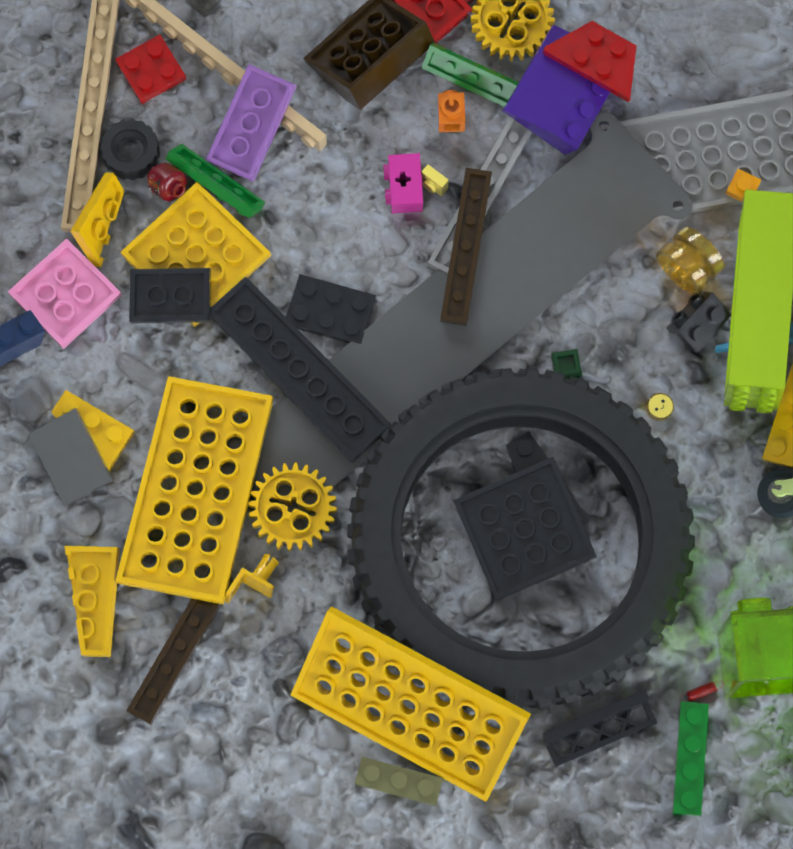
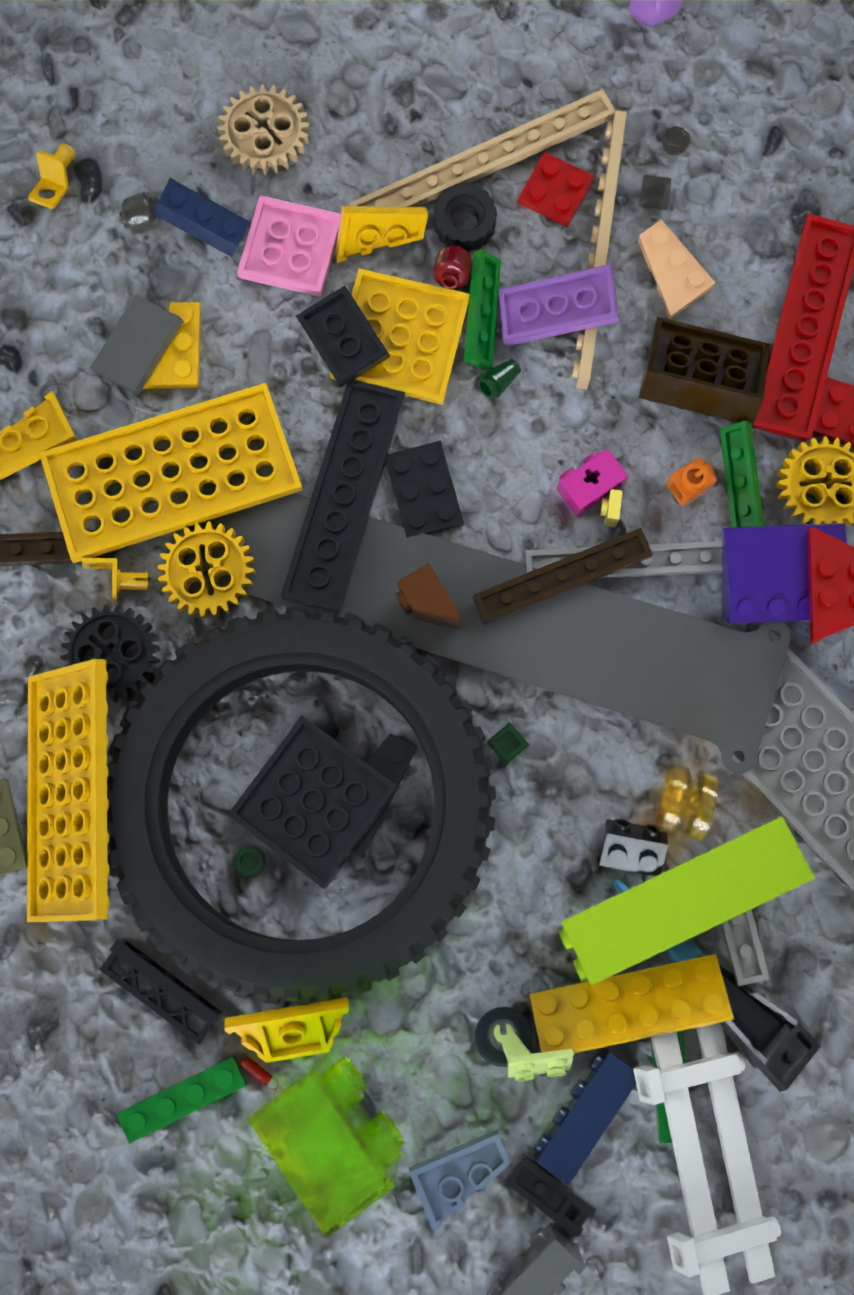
camera: 60 degrees right, 5 degrees up
(274, 22) = (675, 270): none -> light nougat wing
(278, 203) = (497, 379): none -> dark green cone
(304, 595) = (127, 632): none -> black gear
(426, 350) = (427, 598): none -> reddish brown slope
(540, 607) = (249, 862): none -> dark green tile
(660, 407) = (521, 860): light yellow tile -> none
(688, 641) = (290, 1030): none -> yellow wing
(741, 182) = (800, 810): light orange plate -> none

